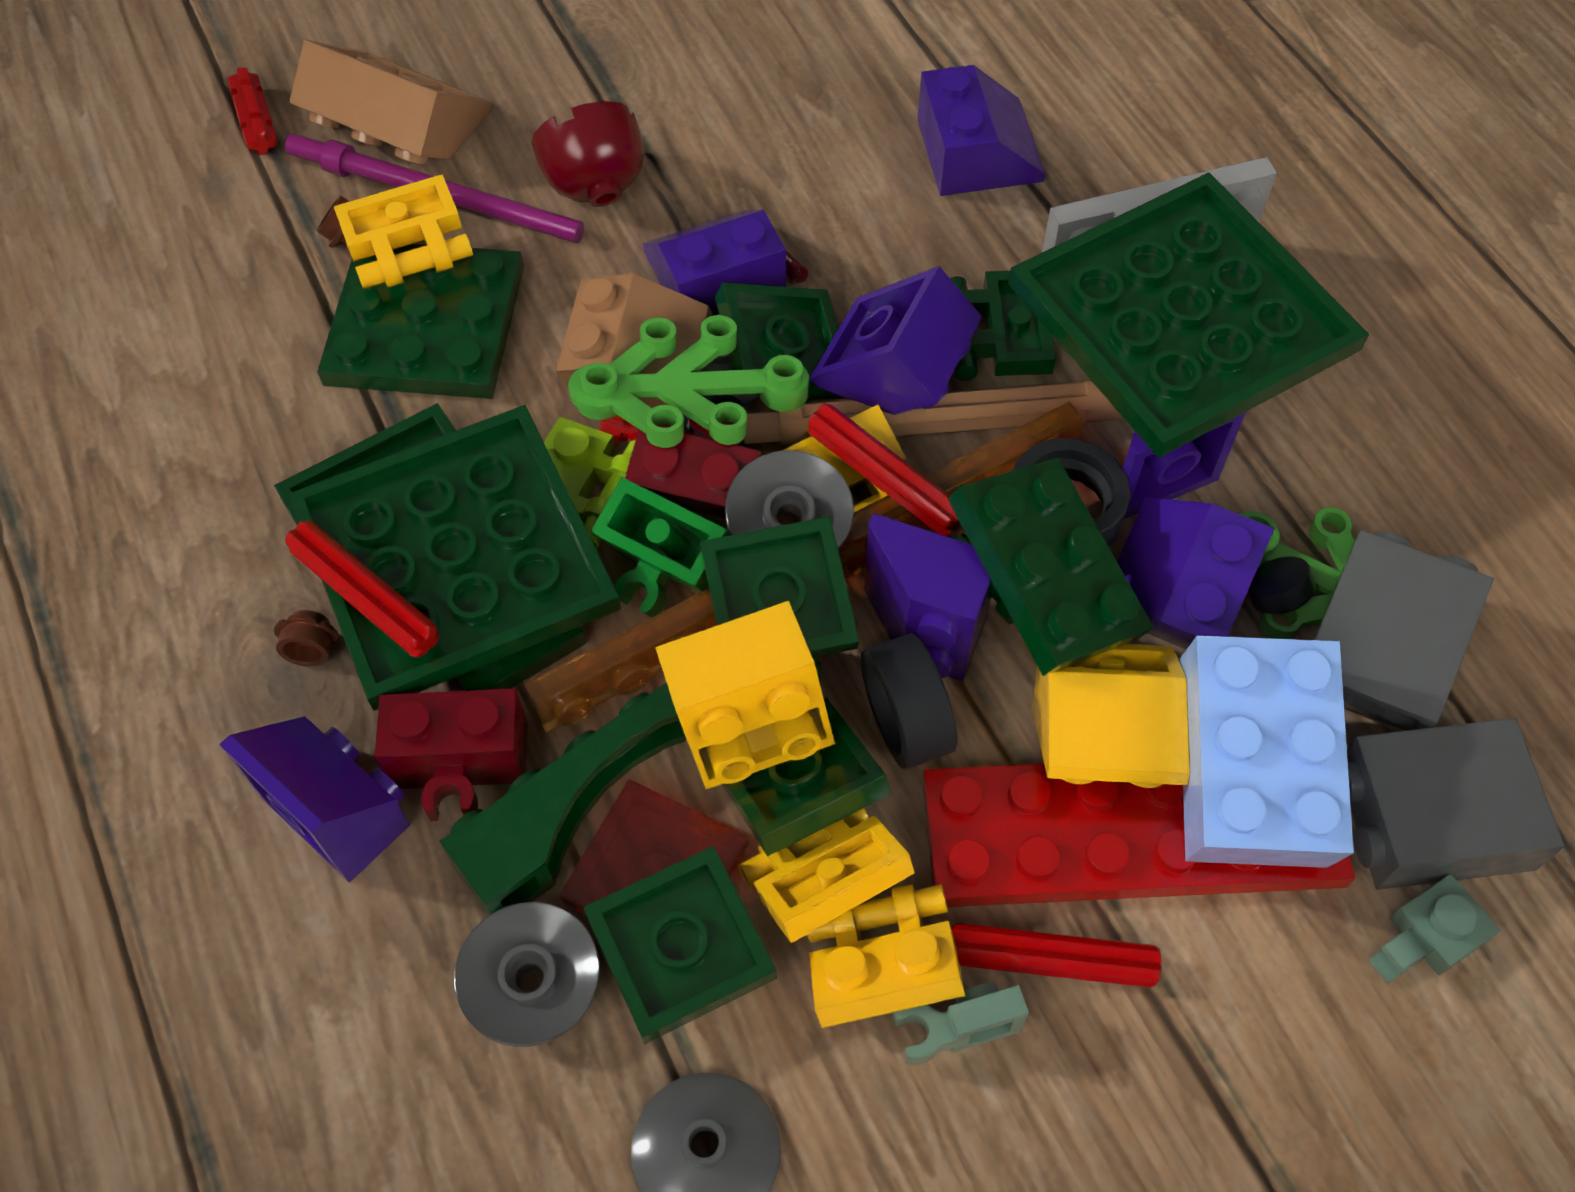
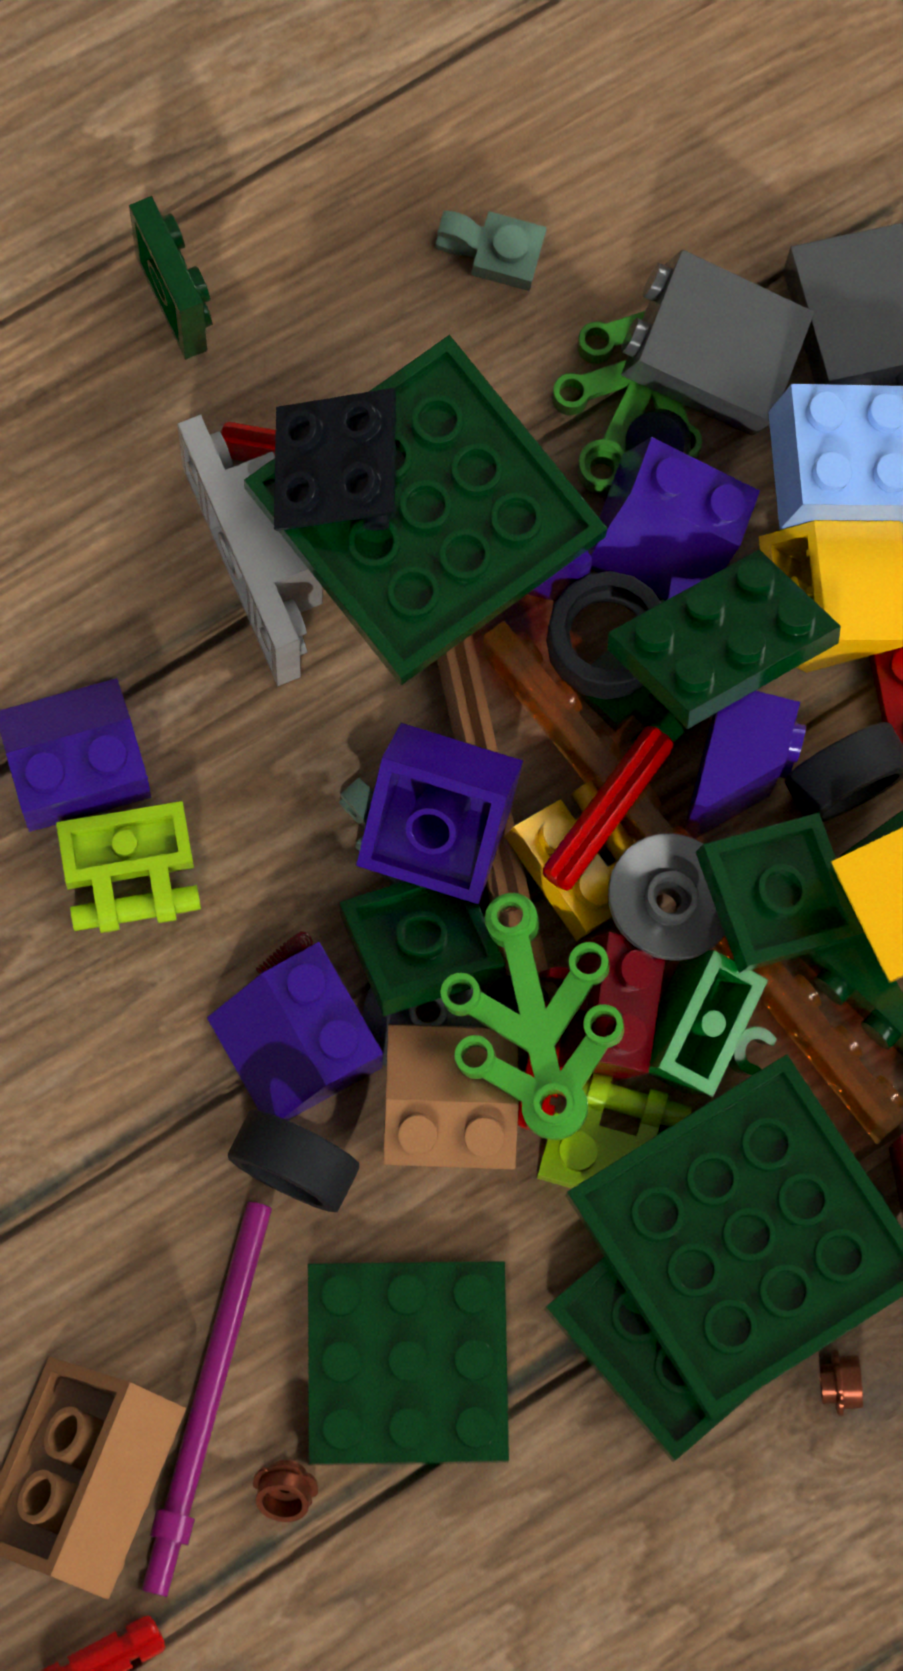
camera: 105 degrees left, 15 degrees up
(362, 588) = (824, 1304): red axle -> none
(399, 219) = (306, 1399): yellow plate -> none
(592, 153) = (170, 1197): dark red cylinder -> none
(600, 226) = (293, 1160): none -> black tyre
(894, 159) = (123, 848): none -> lime plate
(1014, 337) = (344, 701): dark green plate -> none
(1251, 215) = (336, 461): none -> black hinge
(1417, 199) = (178, 290): none -> dark green plate
(1480, 481) = (502, 249): none -> sand green plate

